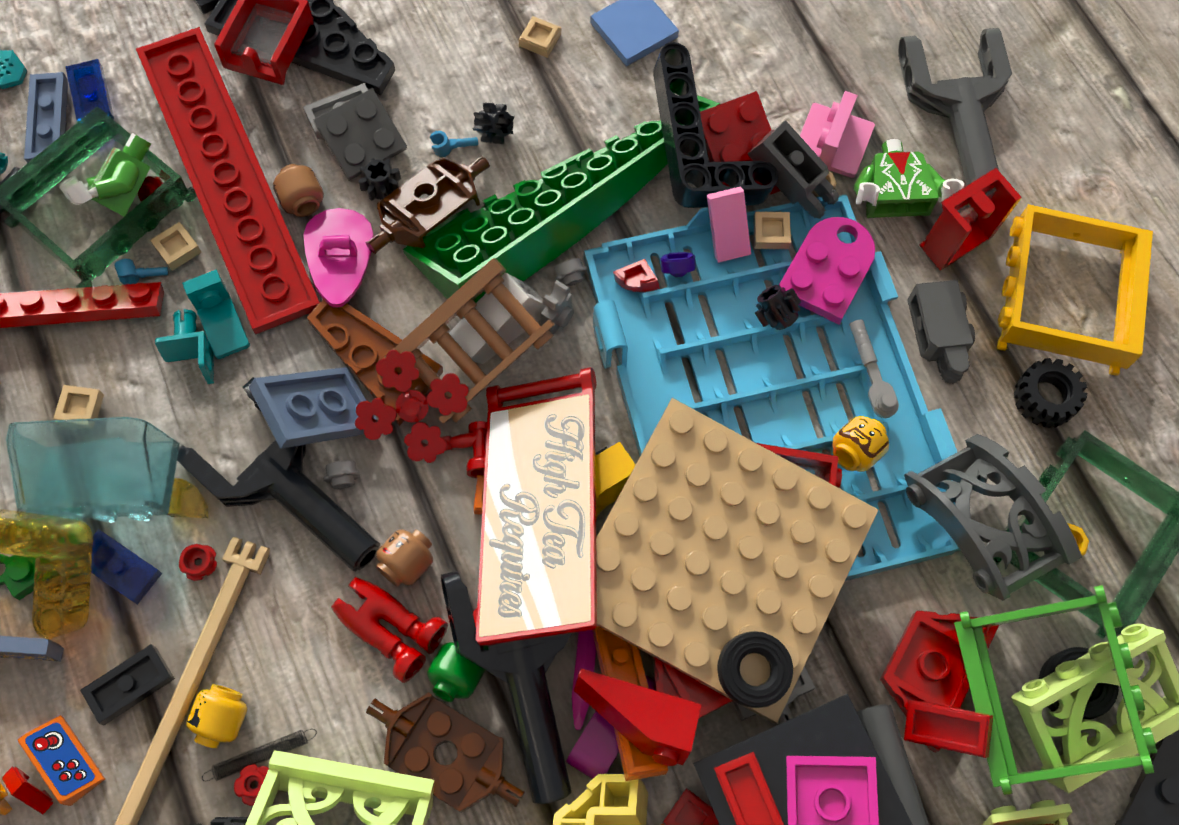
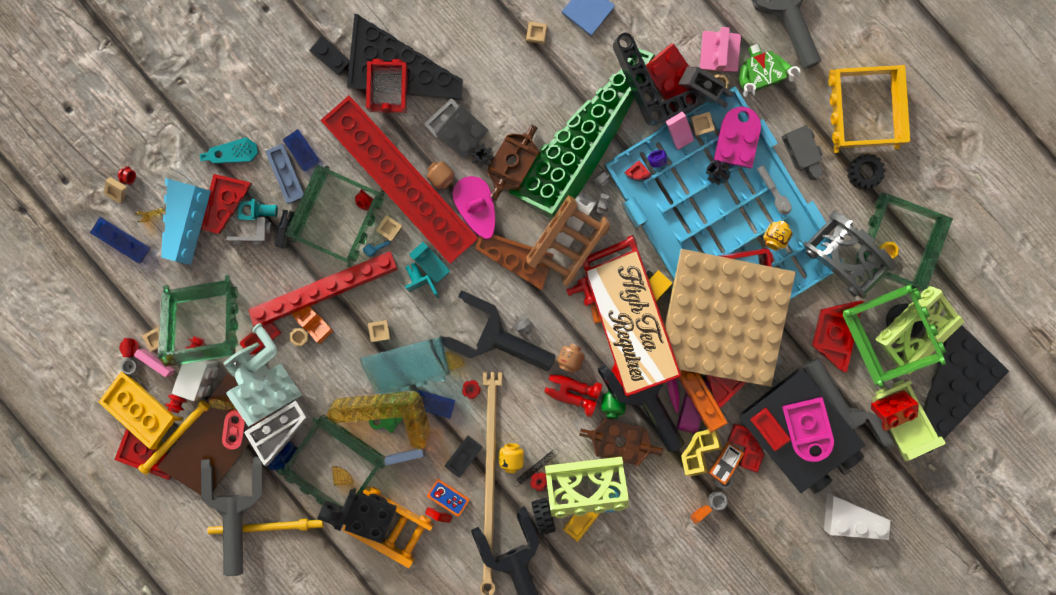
camera: 20 degrees left, 20 degrees up
(117, 179) = (345, 207): bright green torso -> none
(309, 405) = (500, 298): sand blue plate -> none
(411, 406) = (549, 282): red plant -> none
(448, 144) = (512, 118): dark azure hand -> none
(493, 123) = (531, 101): black gear -> none
(647, 718) = (714, 405): red slope -> none
(780, 669) = (744, 368): black tyre -> none
(948, 728) = (849, 363): red tile -> none
(970, 218) = (808, 85): red window -> none

